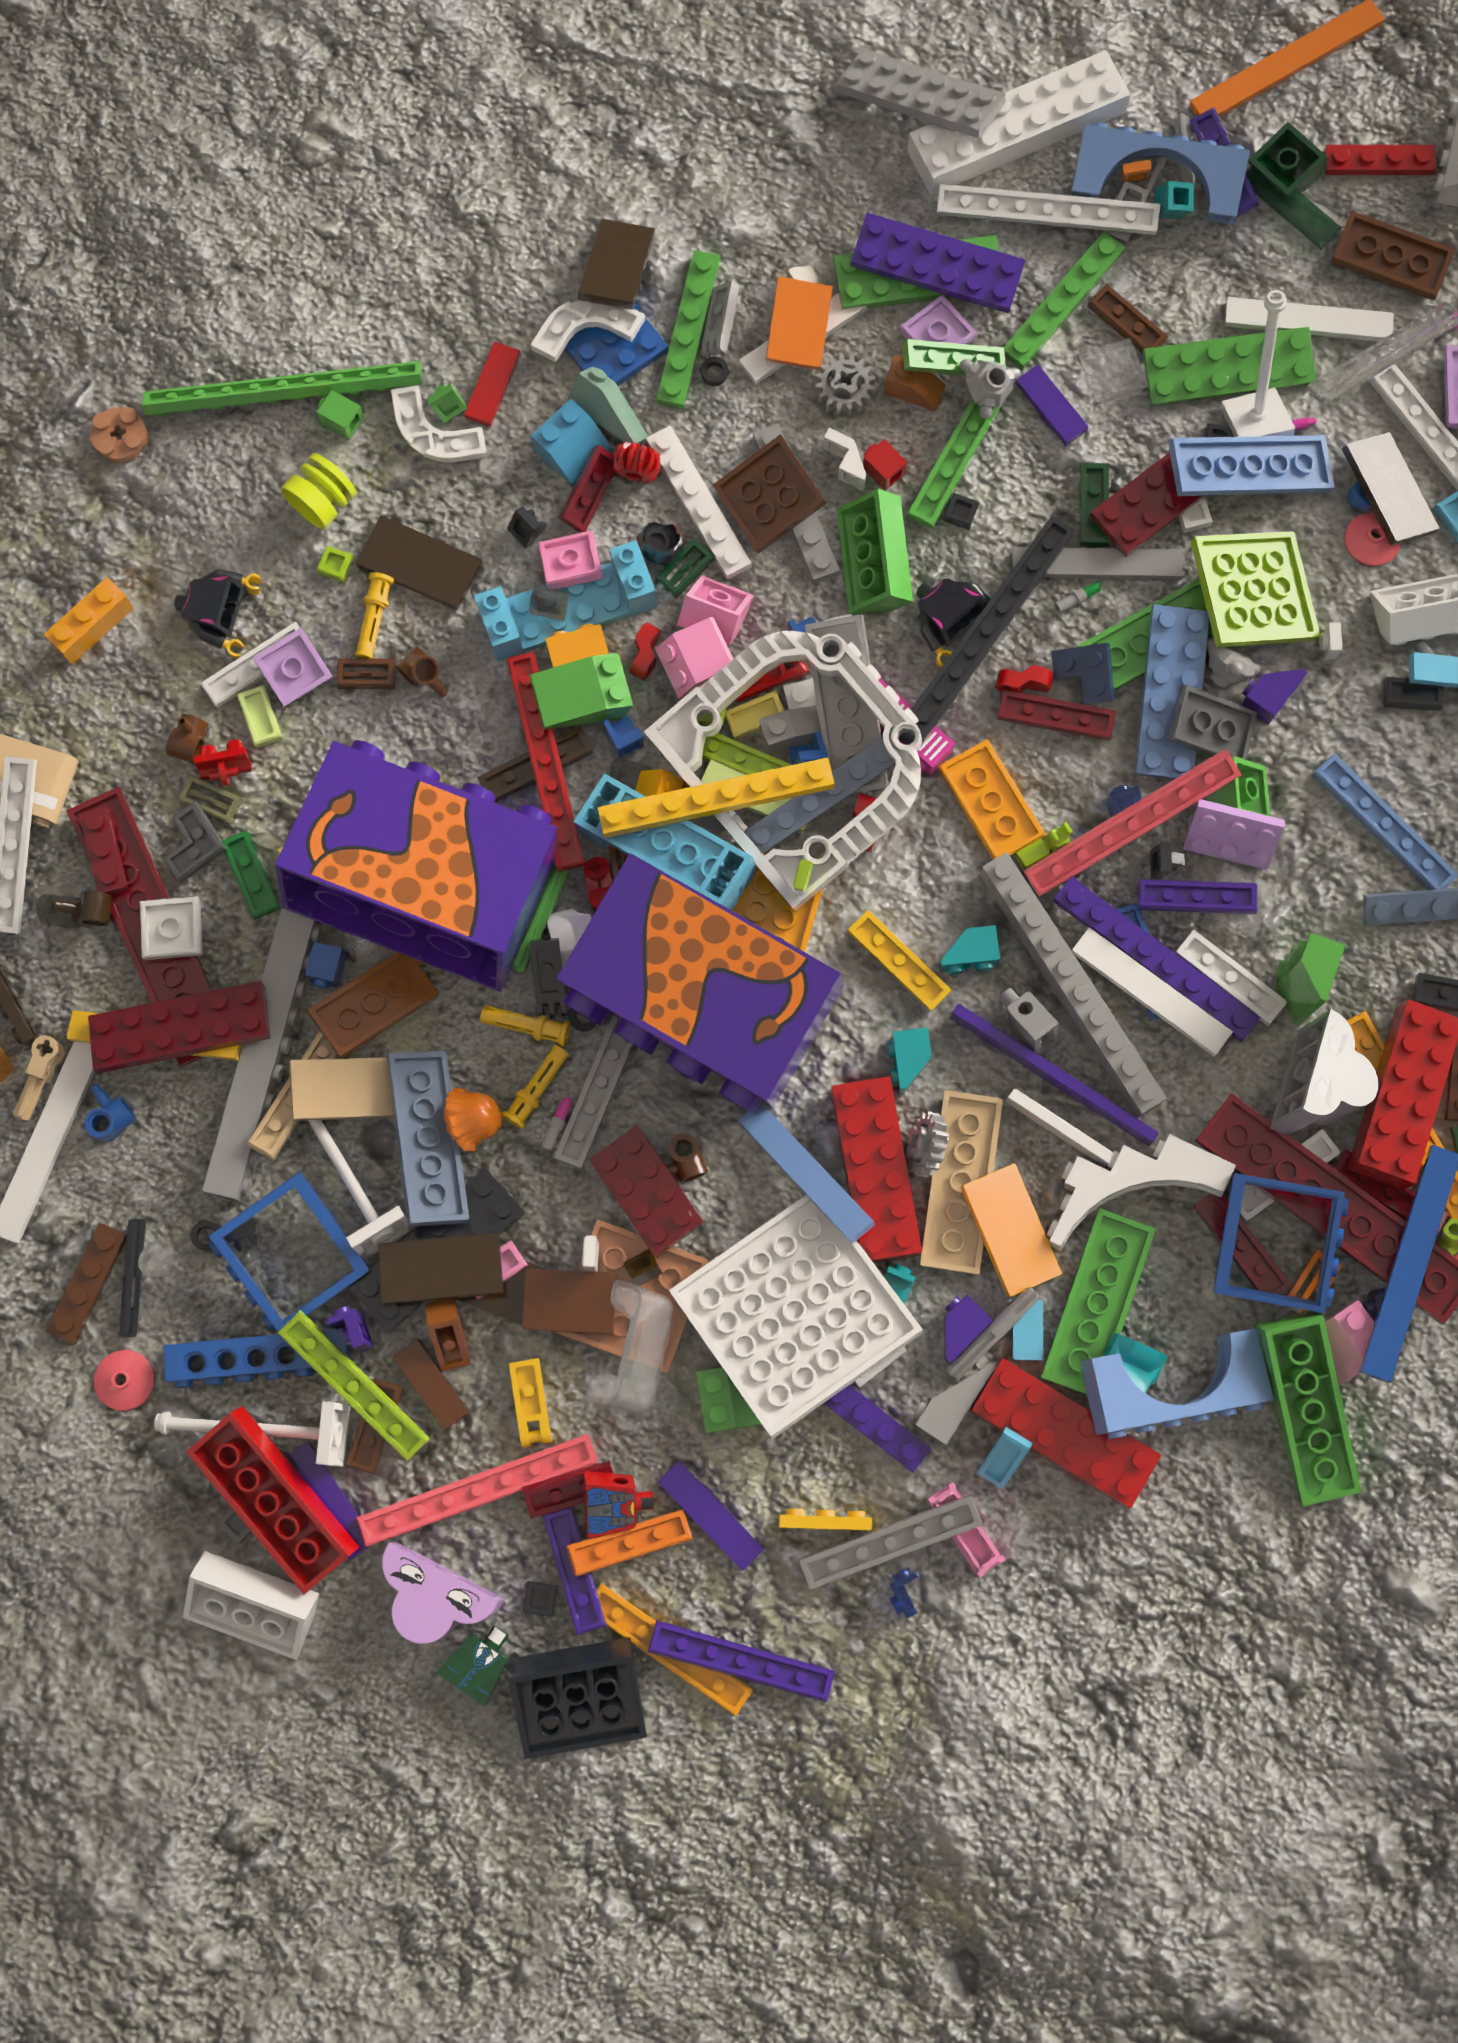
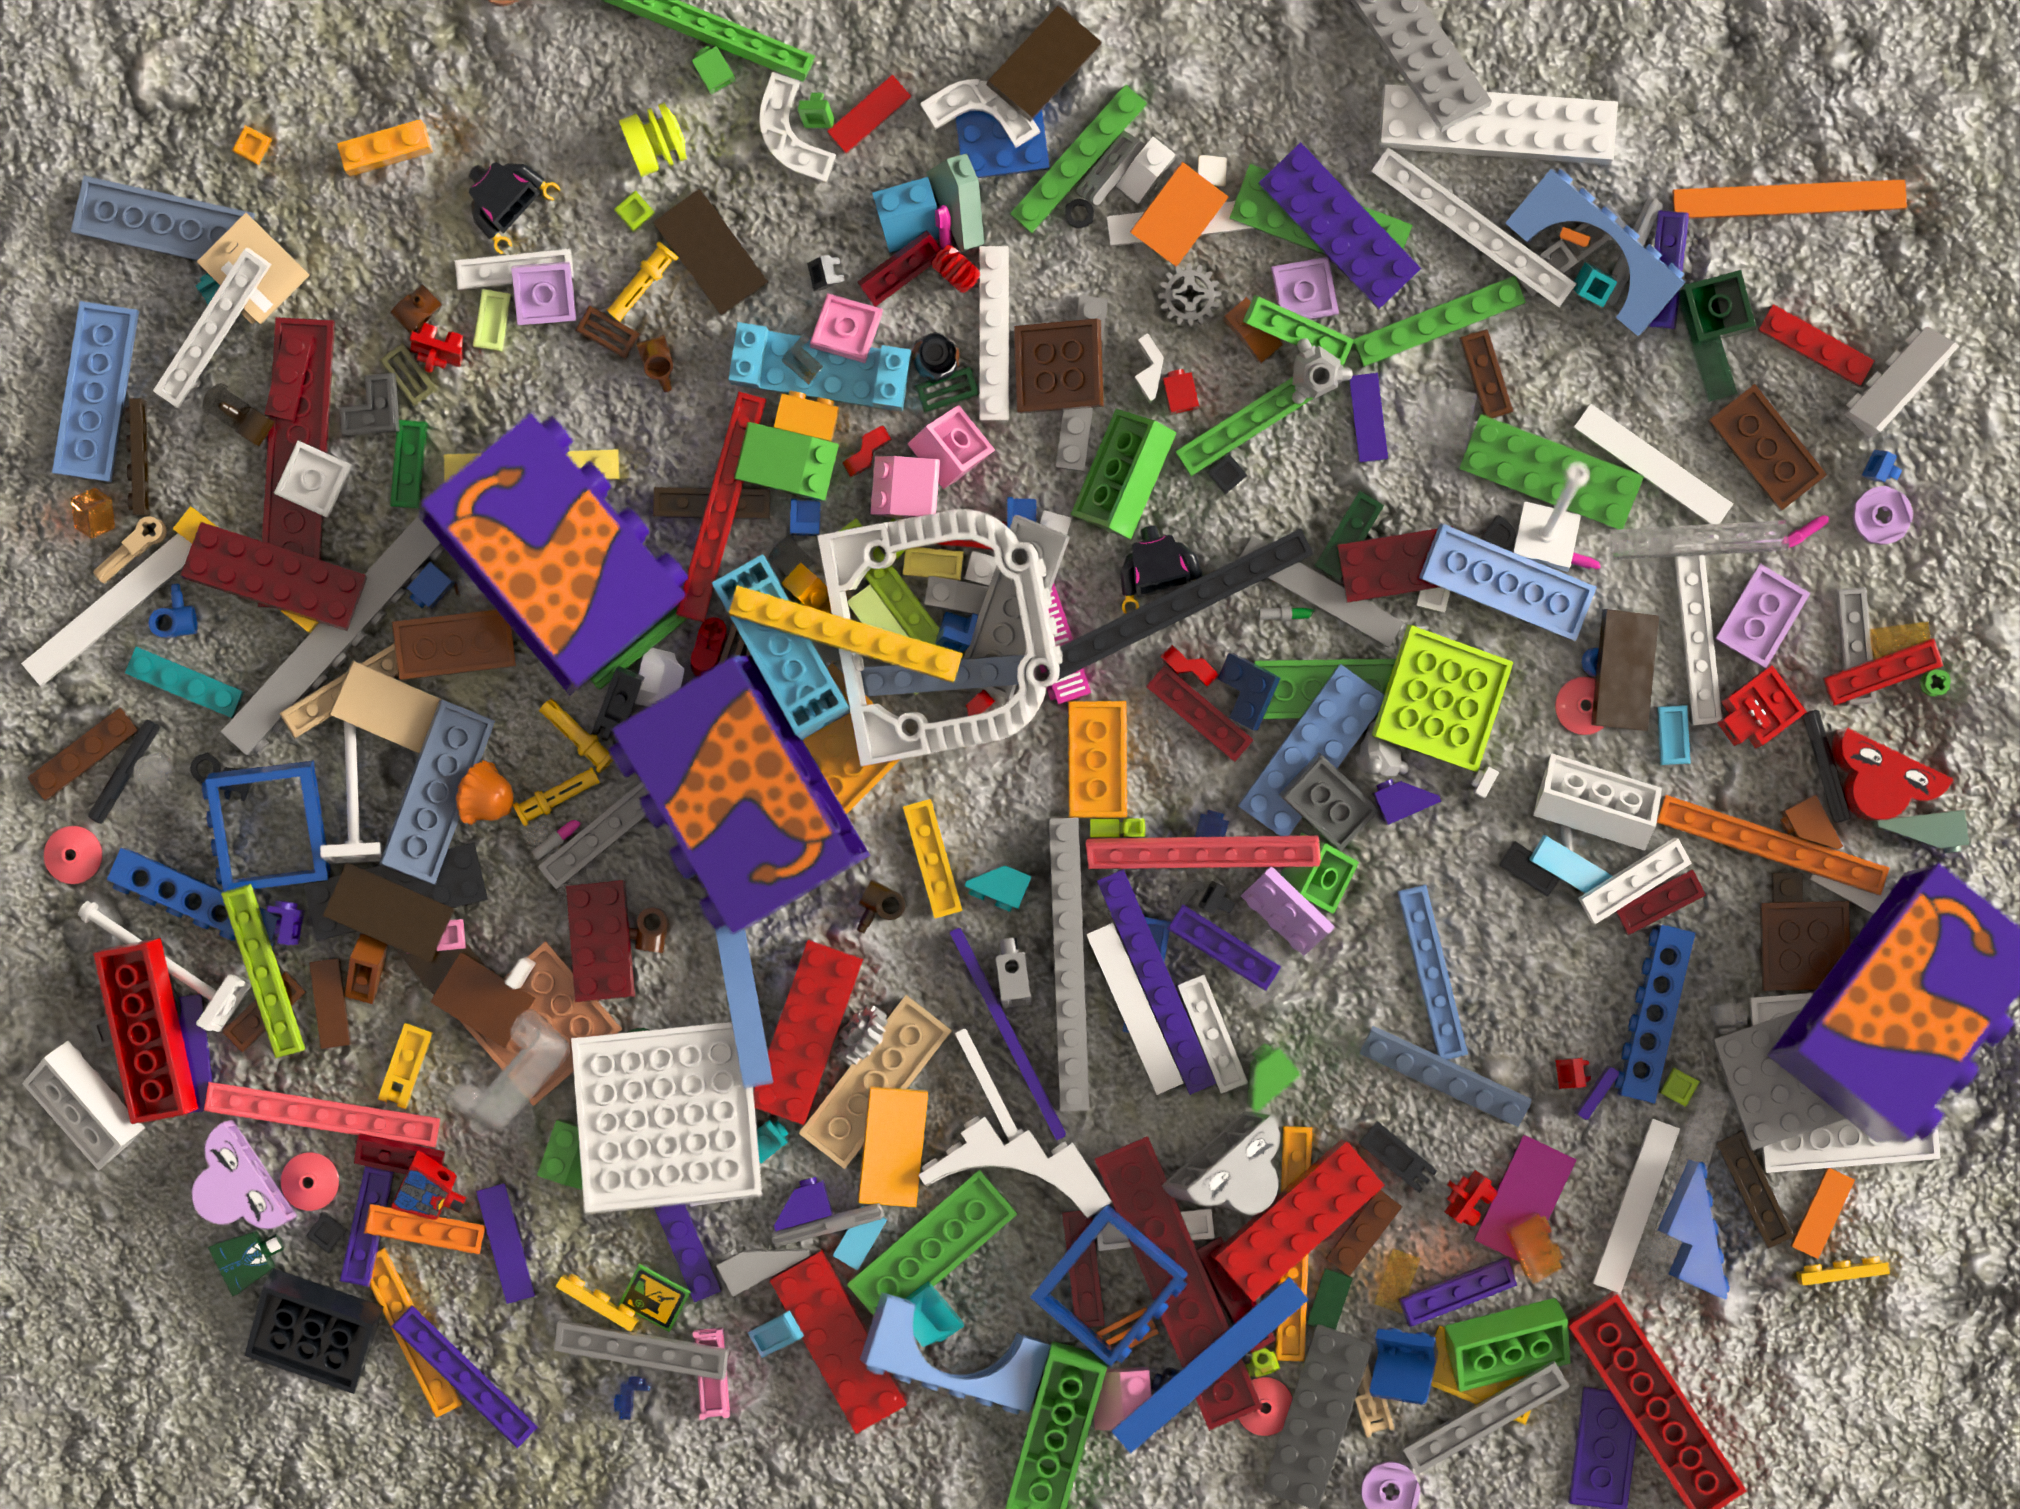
camera: 30 degrees right, 10 degrees up
(147, 1169) = (184, 682): none -> teal plate
(515, 1562) = (324, 1178): none -> coral dish
(605, 431) = (943, 222): none -> dark pink piece
(642, 1268) = (559, 1007): dark brown plate -> none
(750, 305) = (1146, 170): none -> white slope
(802, 875) = (881, 746): lime tile -> none
(868, 1024) = (872, 902): none -> dark brown piece
(875, 1487) = (654, 1297): none -> piece
(910, 1054) = (894, 948): teal slope -> none

